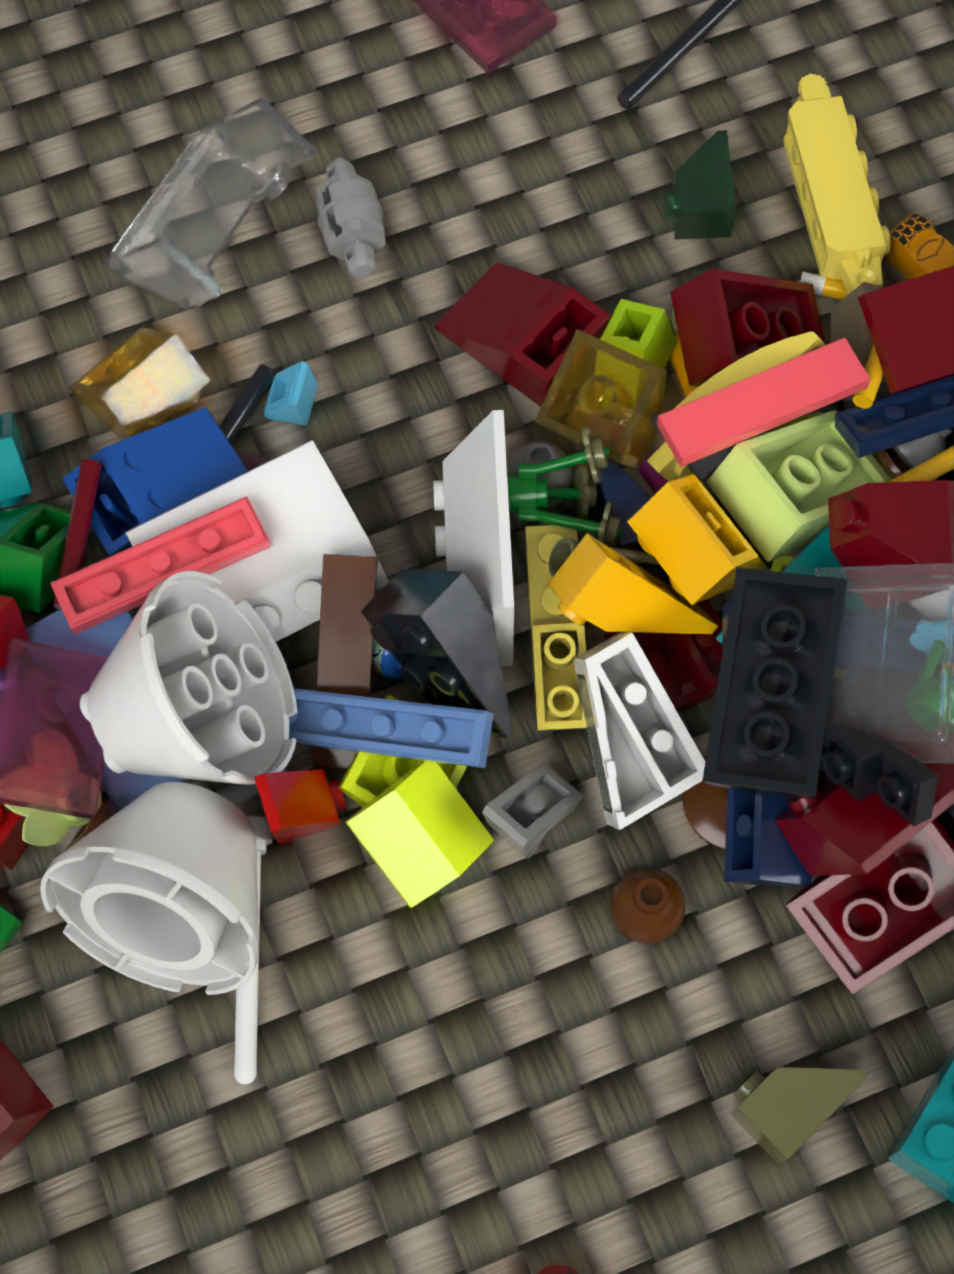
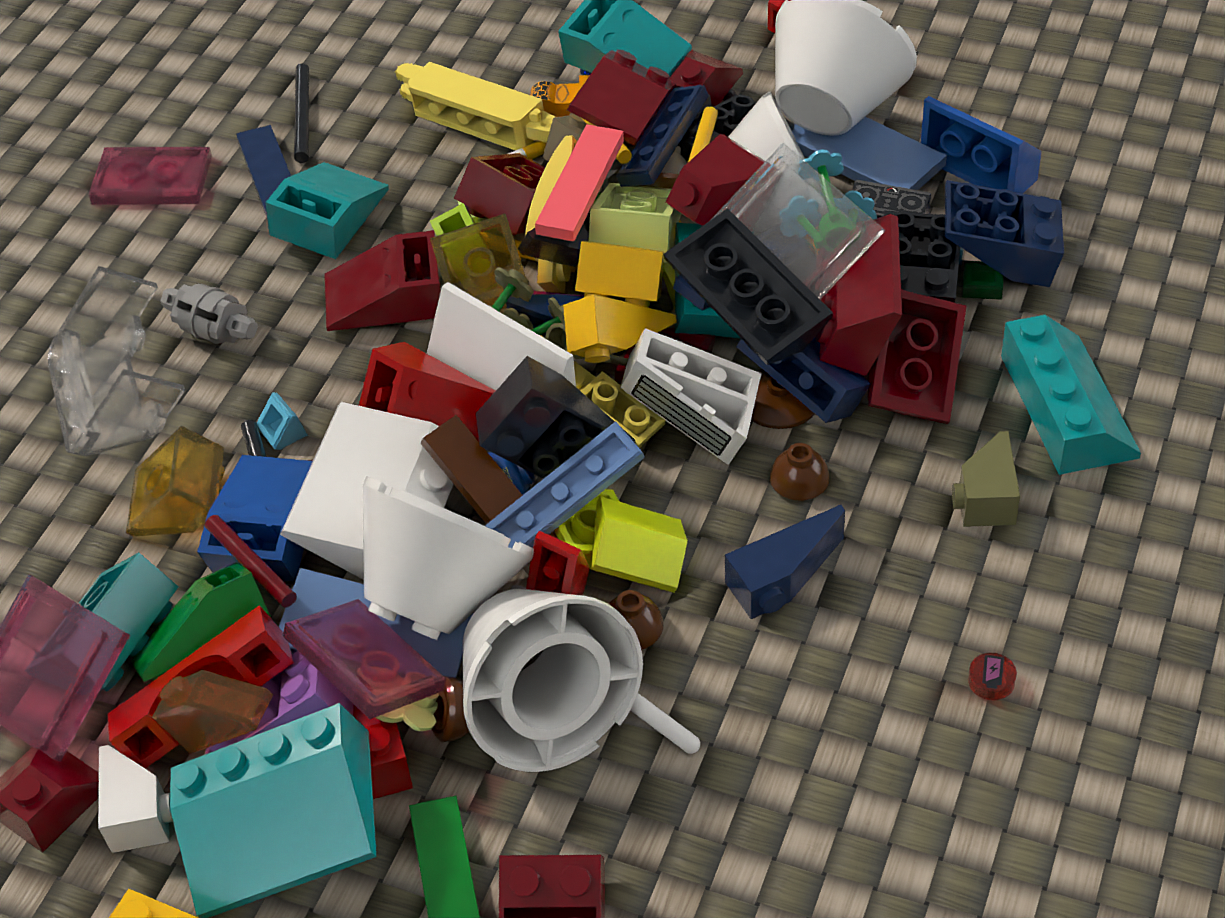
camera: 45 degrees left, 20 degrees down
(130, 575) = (326, 527): coral tile -> none
(335, 903) = (641, 615): none -> reddish brown brick
(398, 493) = (421, 387): none -> red slope
(506, 985) = (778, 566): none -> dark blue slope
(531, 808) = (686, 487): light grey slope -> none
(573, 102) = (263, 161): none -> dark blue tile
(573, 183) = (322, 208): none -> teal slope
(703, 193) = (408, 158): clear green slope -> none
(871, 766) = (851, 268): black slope -> none

